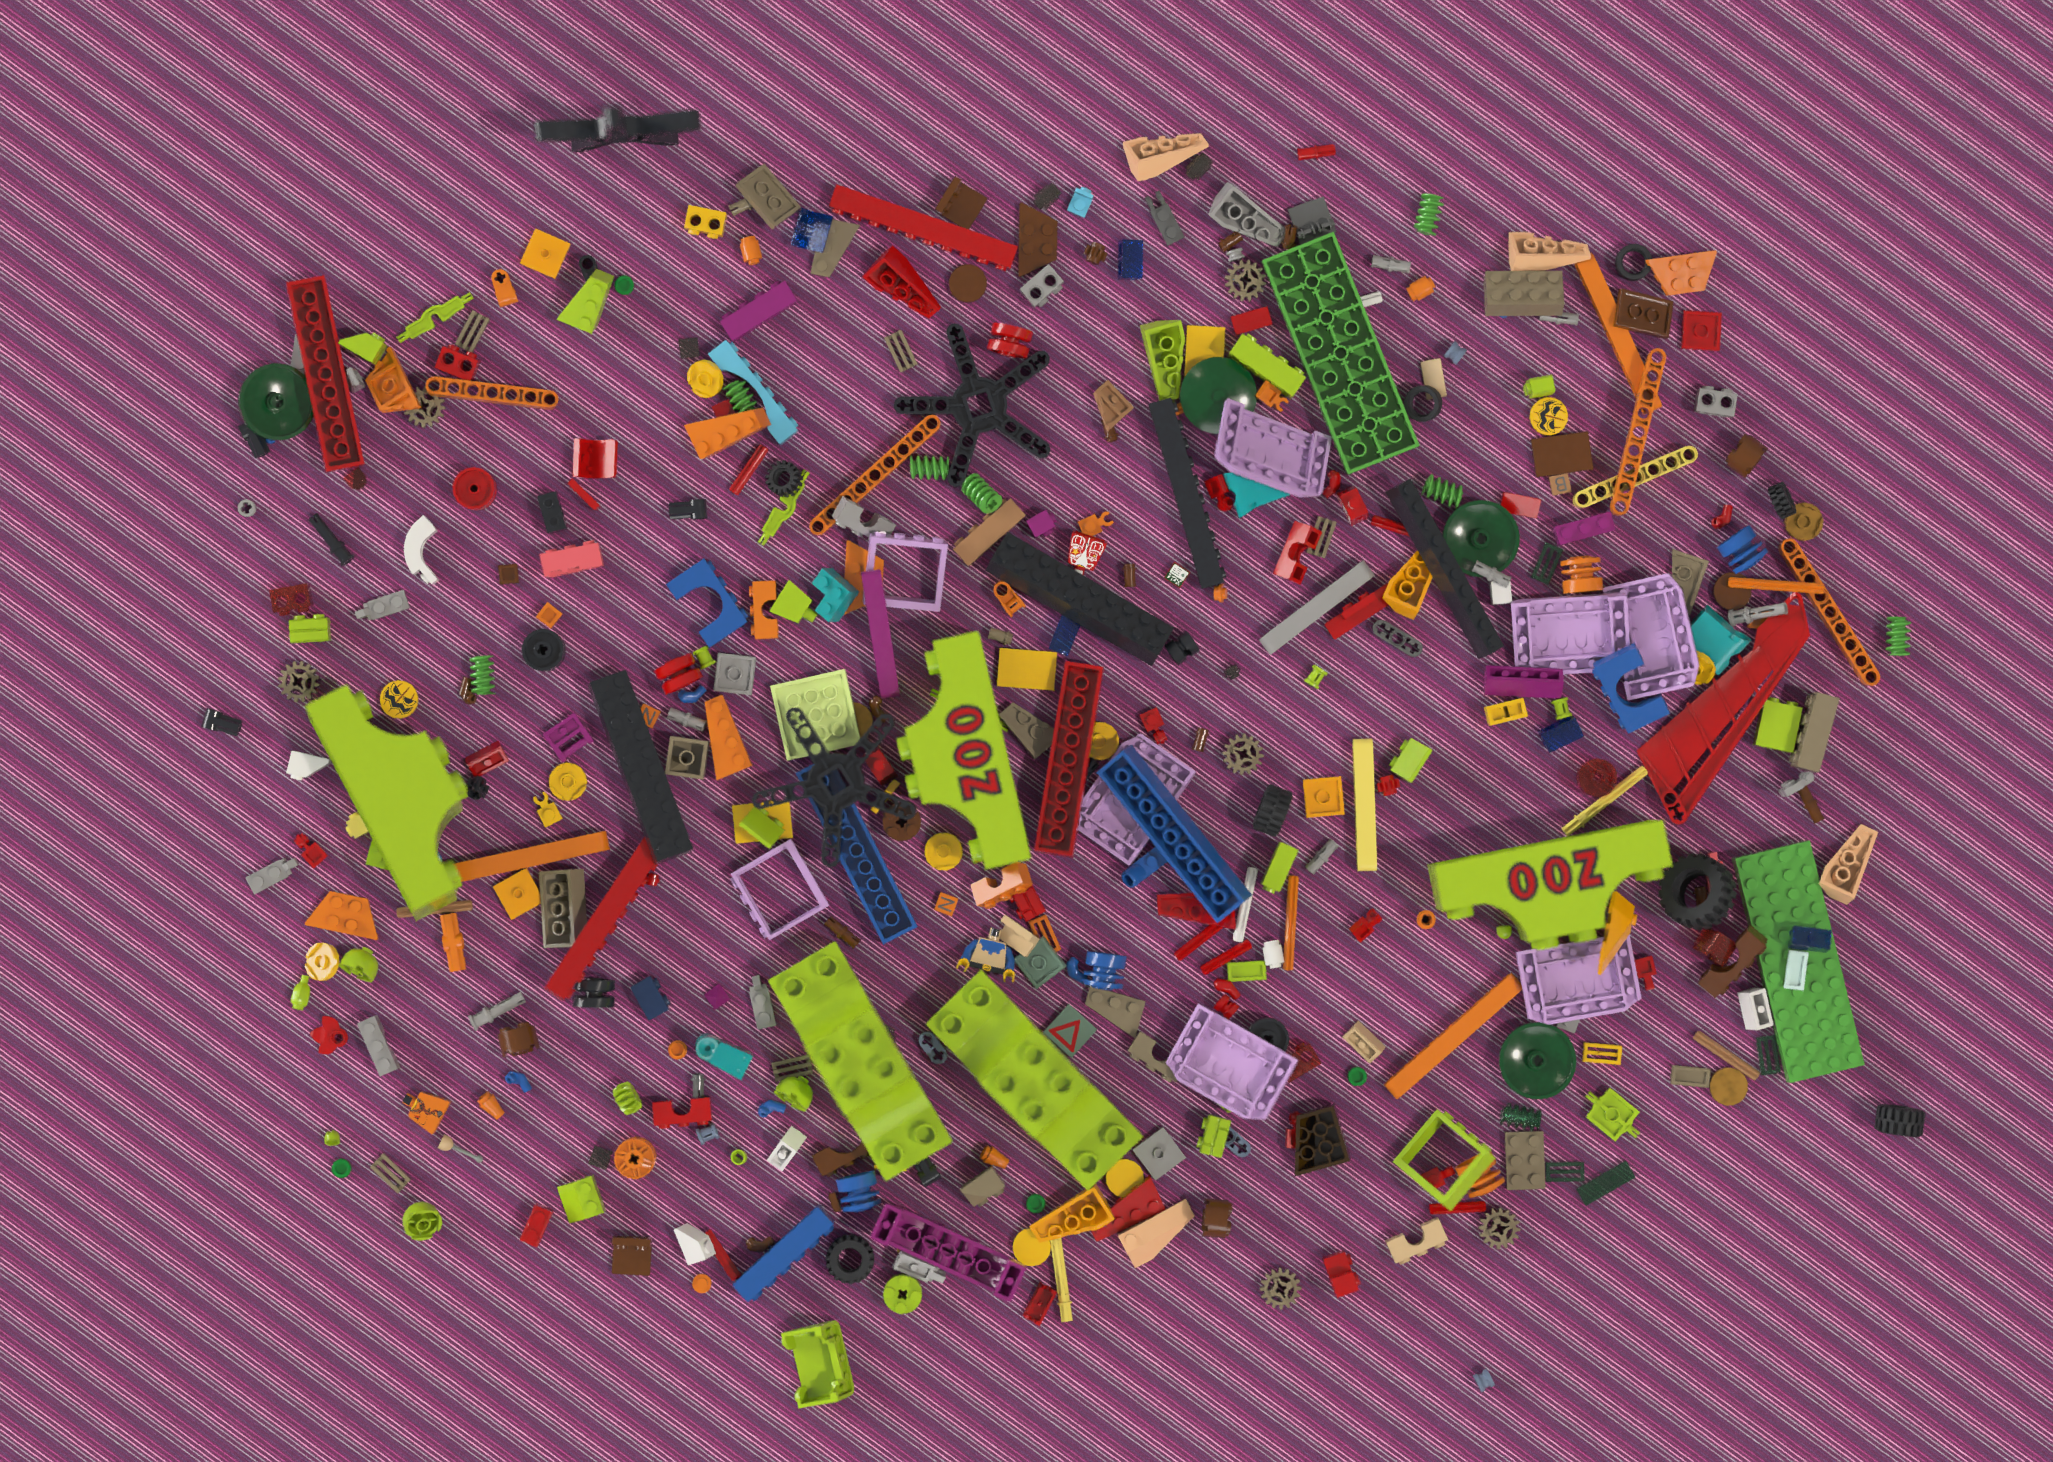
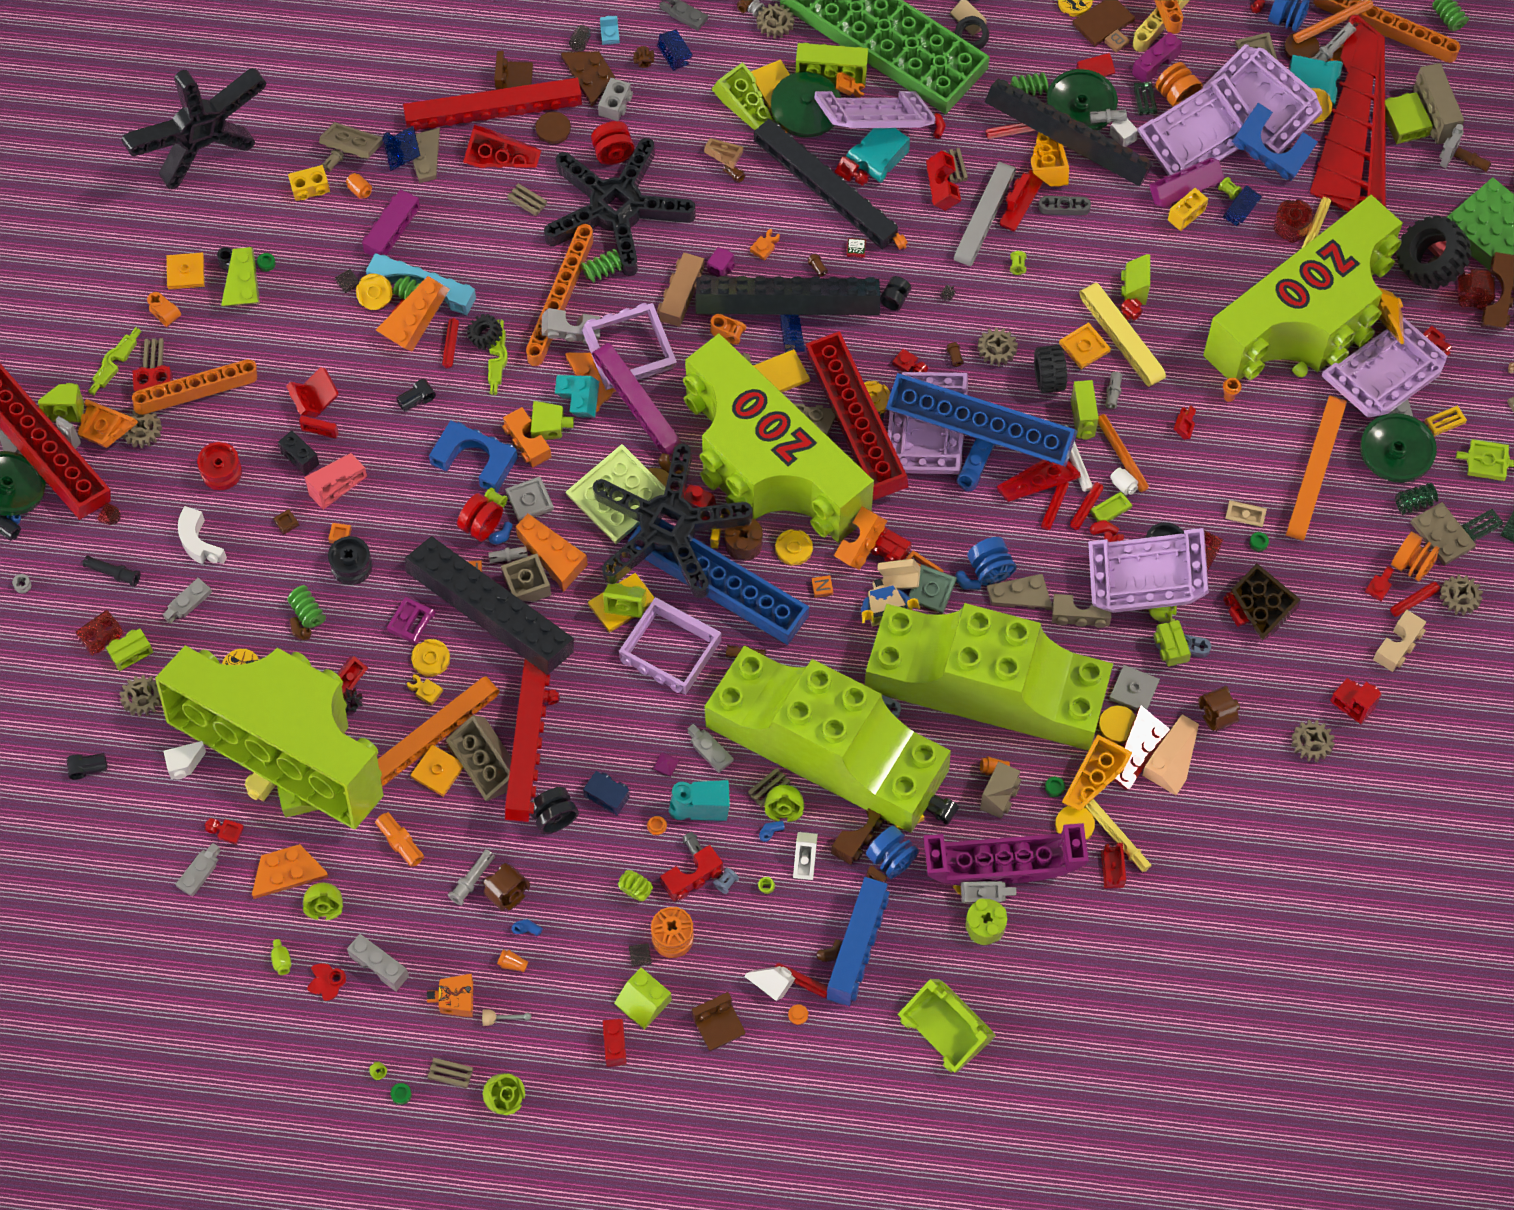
camera: 30 degrees left, 25 degrees down
(322, 961) = (285, 917): yellow tile -> none
(452, 907) = (349, 833): medium nougat axle -> none
(838, 1271) = (924, 902): black tyre -> none
(981, 493) = (658, 260): bright green piece -> none
(1085, 551) = (769, 261): red torso -> none
(1251, 320) = (790, 50): red tile -> none
(1352, 505) = (965, 127): red torso -> none
(1468, 1177) = (1380, 581): lime window -> none

